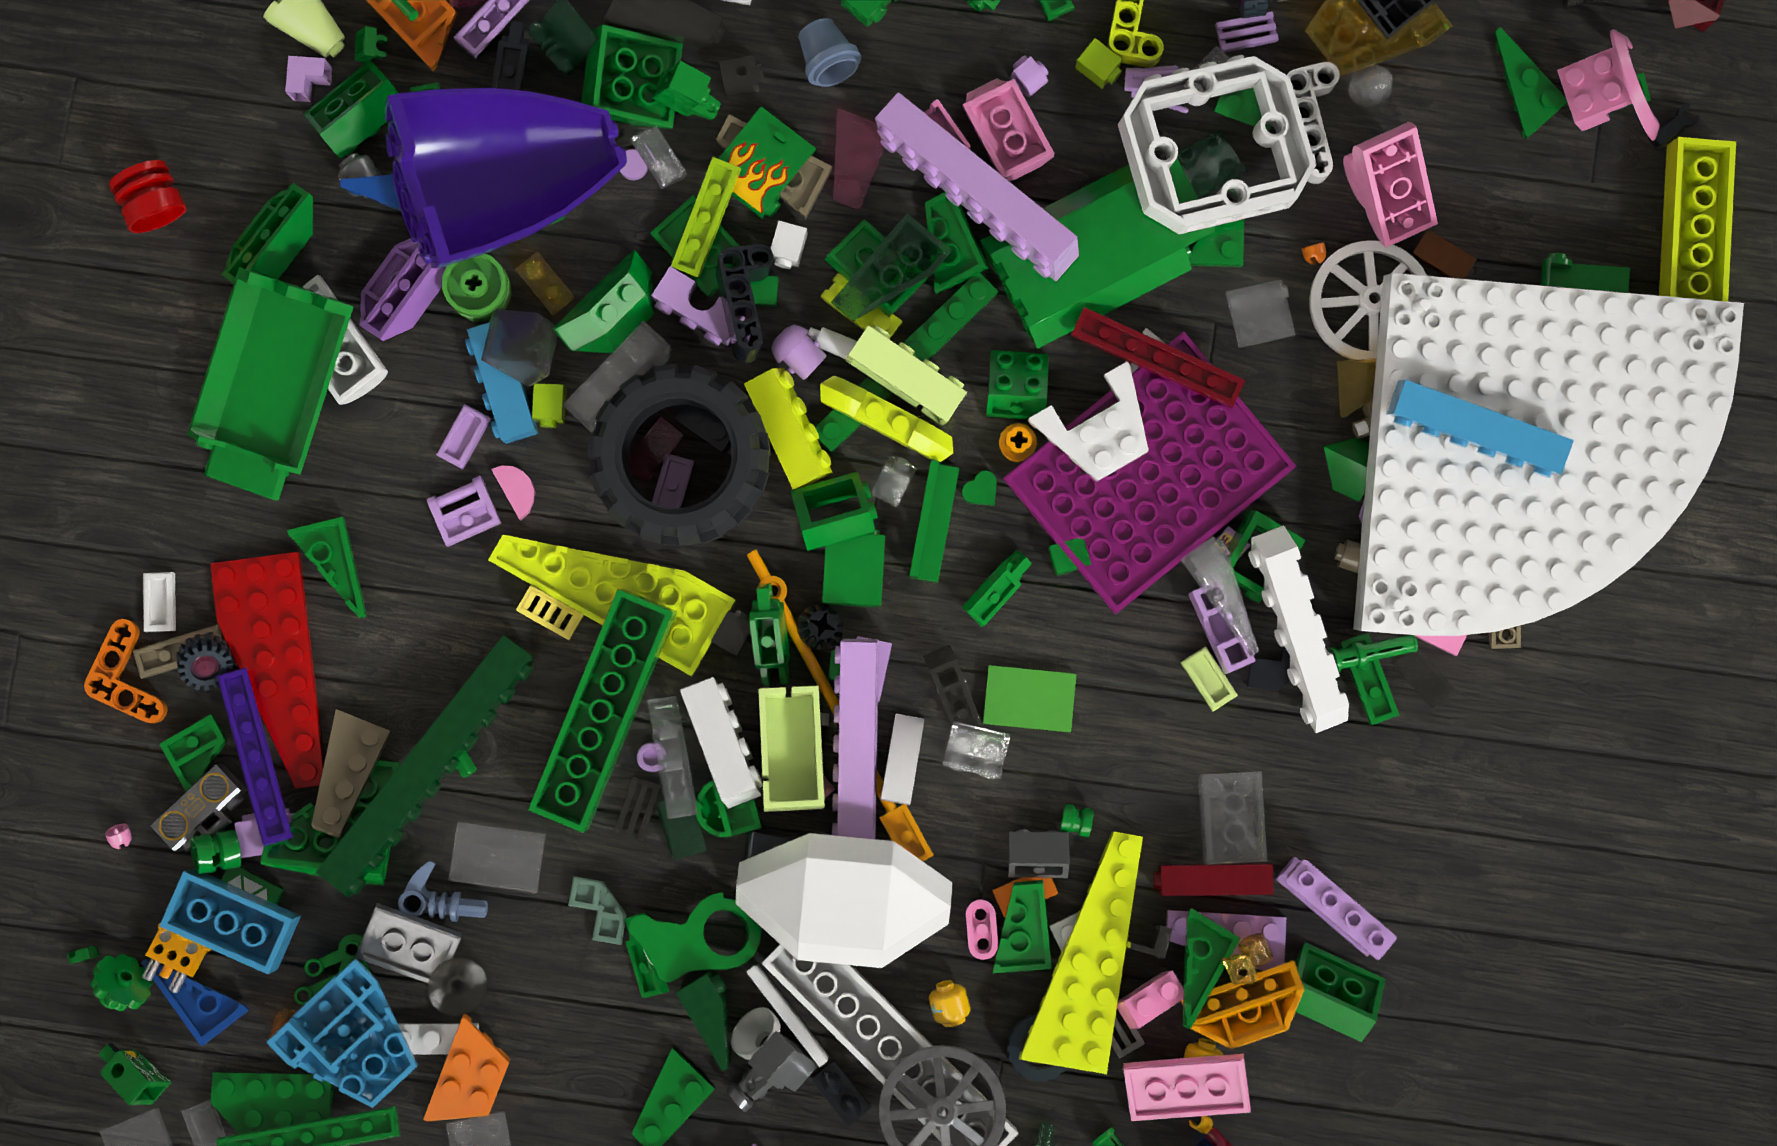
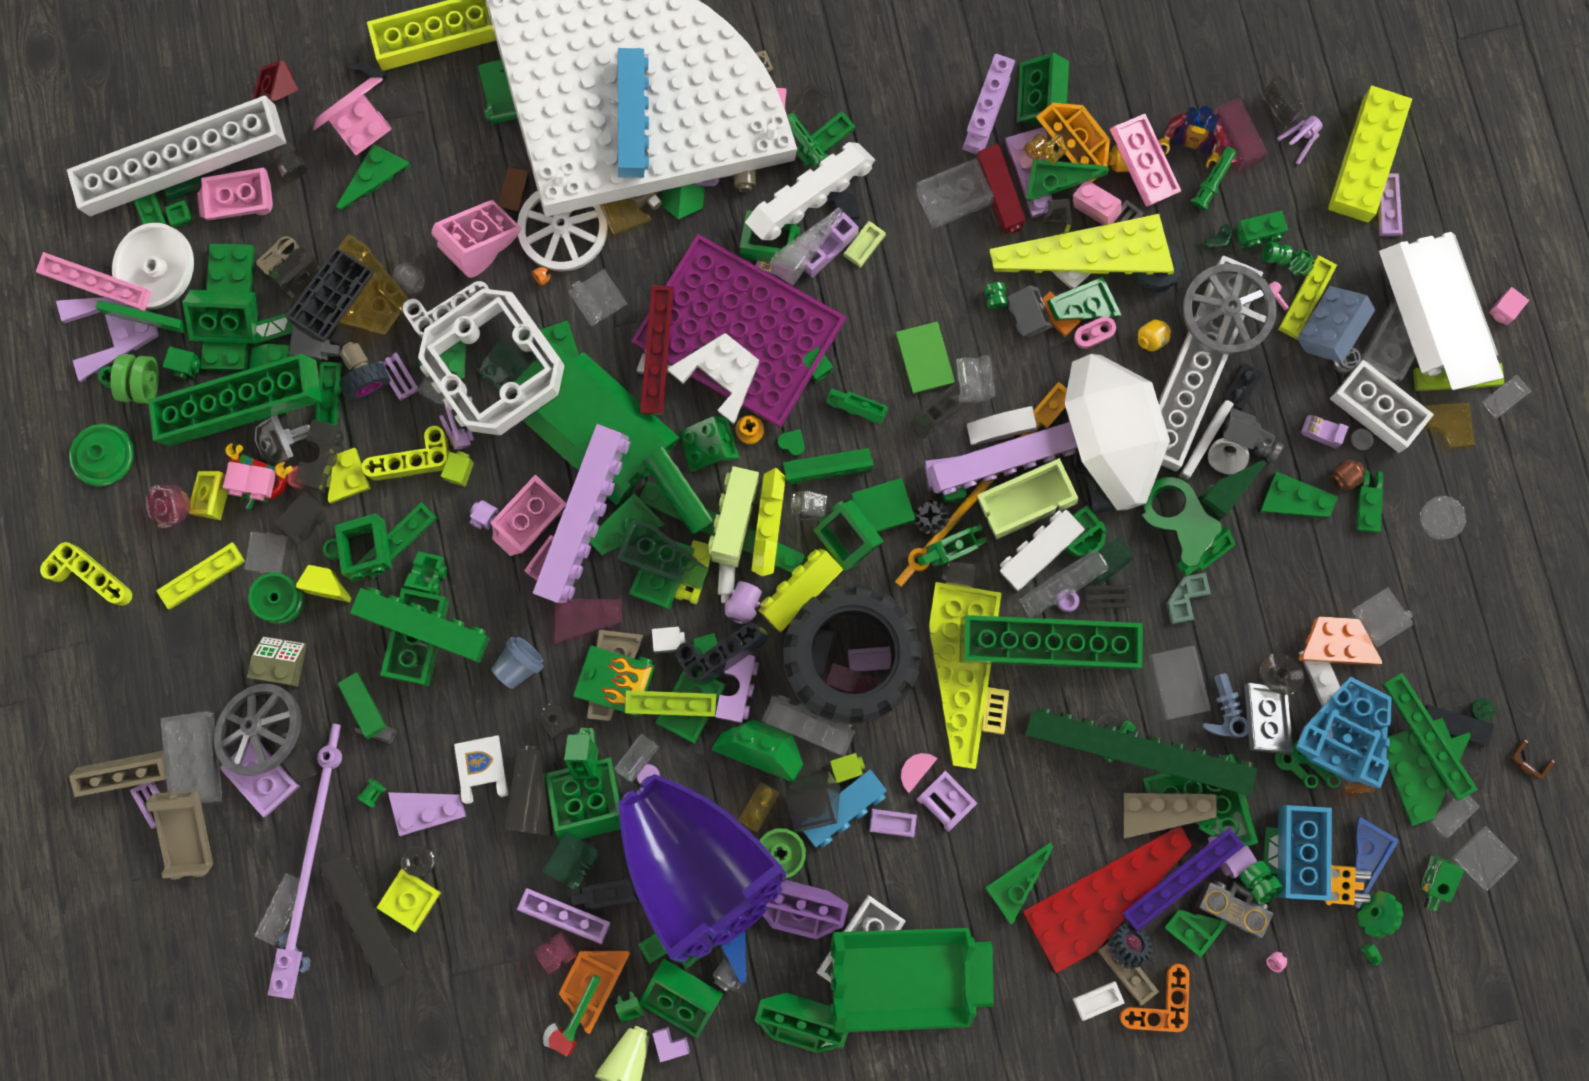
camera: 110 degrees left, 5 degrees down
(965, 317) = (677, 490): none -> green brick

